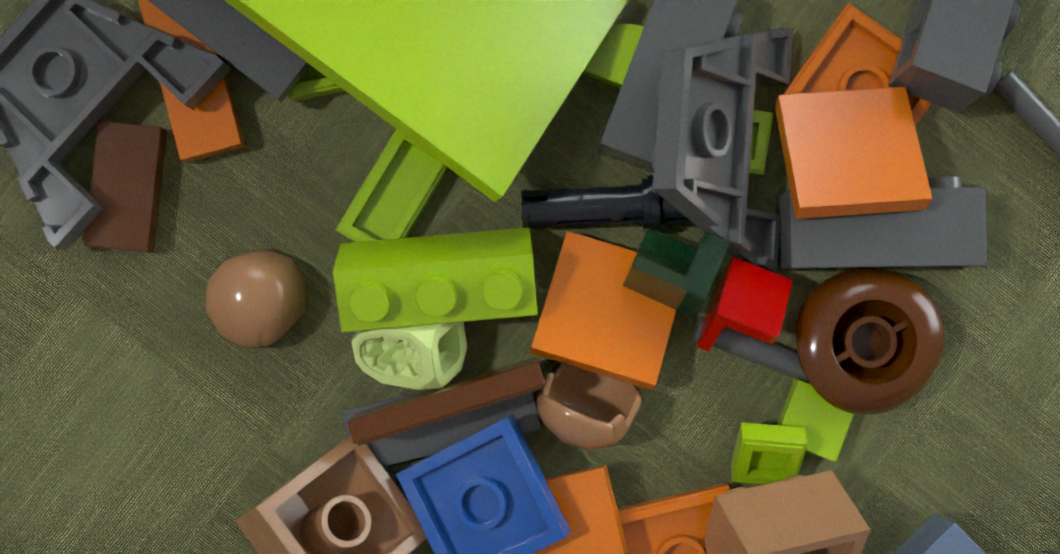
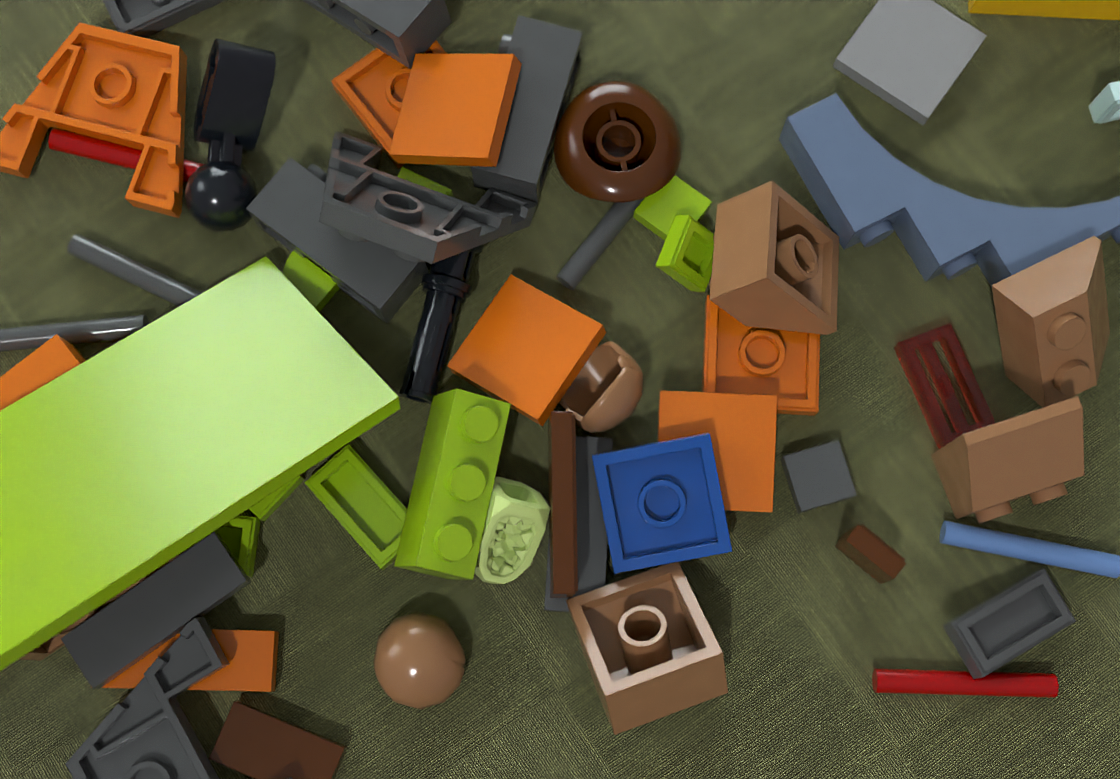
camera: 75 degrees left, 10 degrees down
(675, 271) = (512, 281): clear green panel -> none
(747, 302) = (552, 231): red panel -> none

